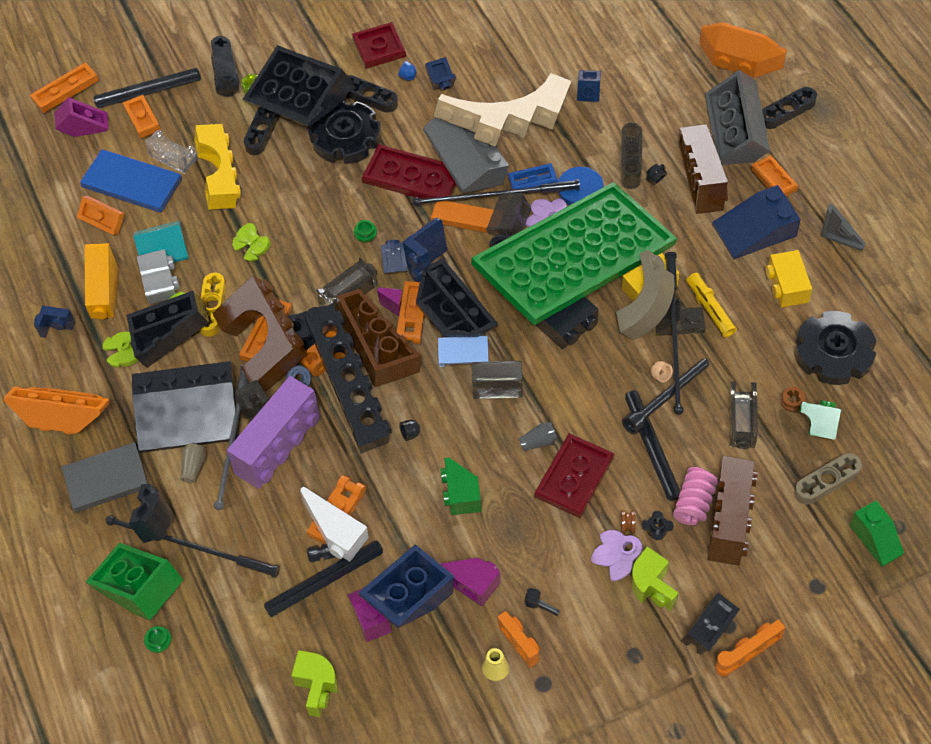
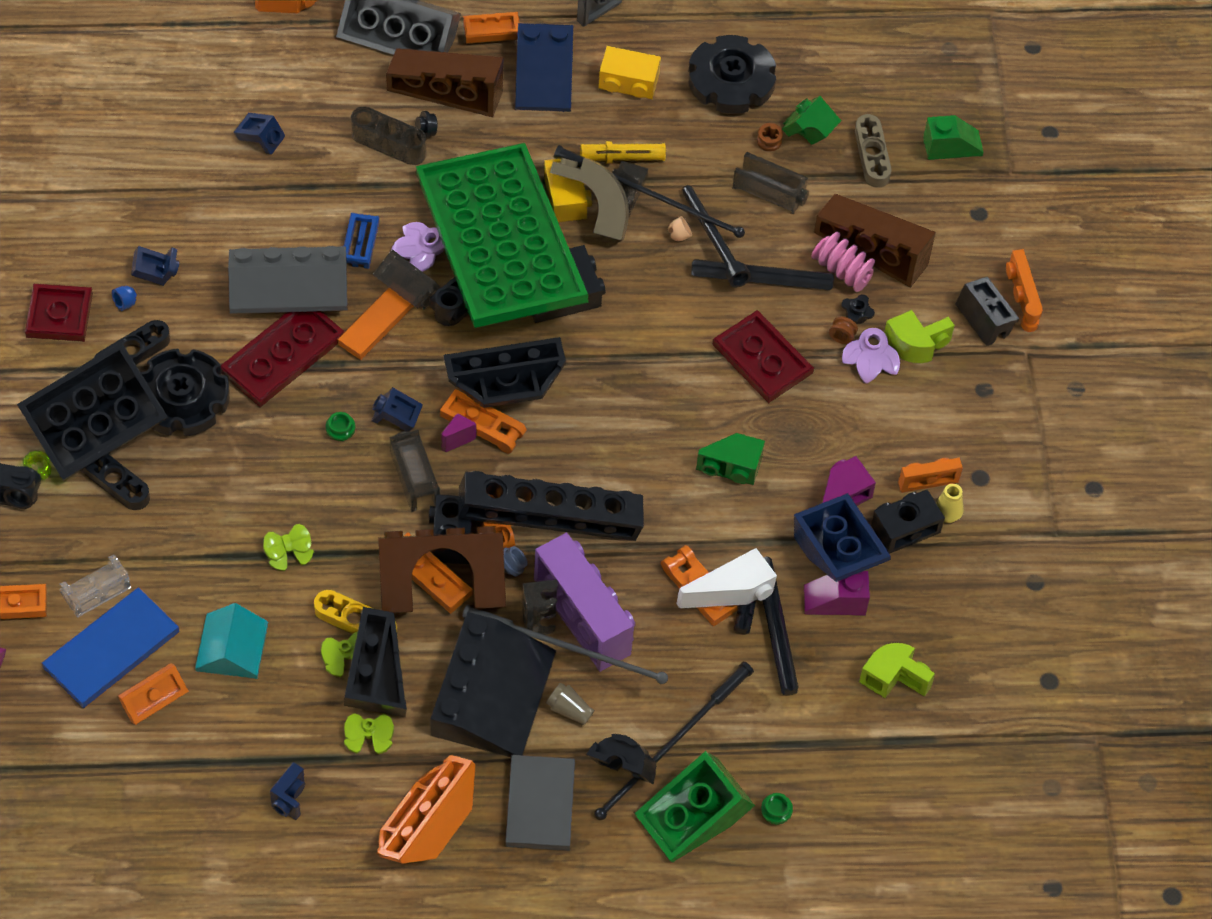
camera: 75 degrees left, 0 degrees up
(100, 281) = (267, 718): light orange slope -> none
(157, 276) = (287, 658): light grey brick -> none
(212, 146) = (122, 534): yellow arch -> none
(380, 347) = (522, 457): reddish brown wedge -> none
(409, 429) = (634, 480): black hinge -> none
(424, 247) = (424, 381): dark blue bracket -> none
(462, 350) = (565, 393): light blue hinge -> none
(470, 651) = (897, 533): none -> black brick
(497, 379) = (615, 374): clear smoke hinge -> none
(512, 116) = (289, 206): arch -> none
(532, 600) = (889, 447): black hand -> none
(538, 437) = (705, 365): dark grey cone -> none
(544, 188) = (401, 201): black piece -> none
(589, 183) = (398, 201): blue tile -> none

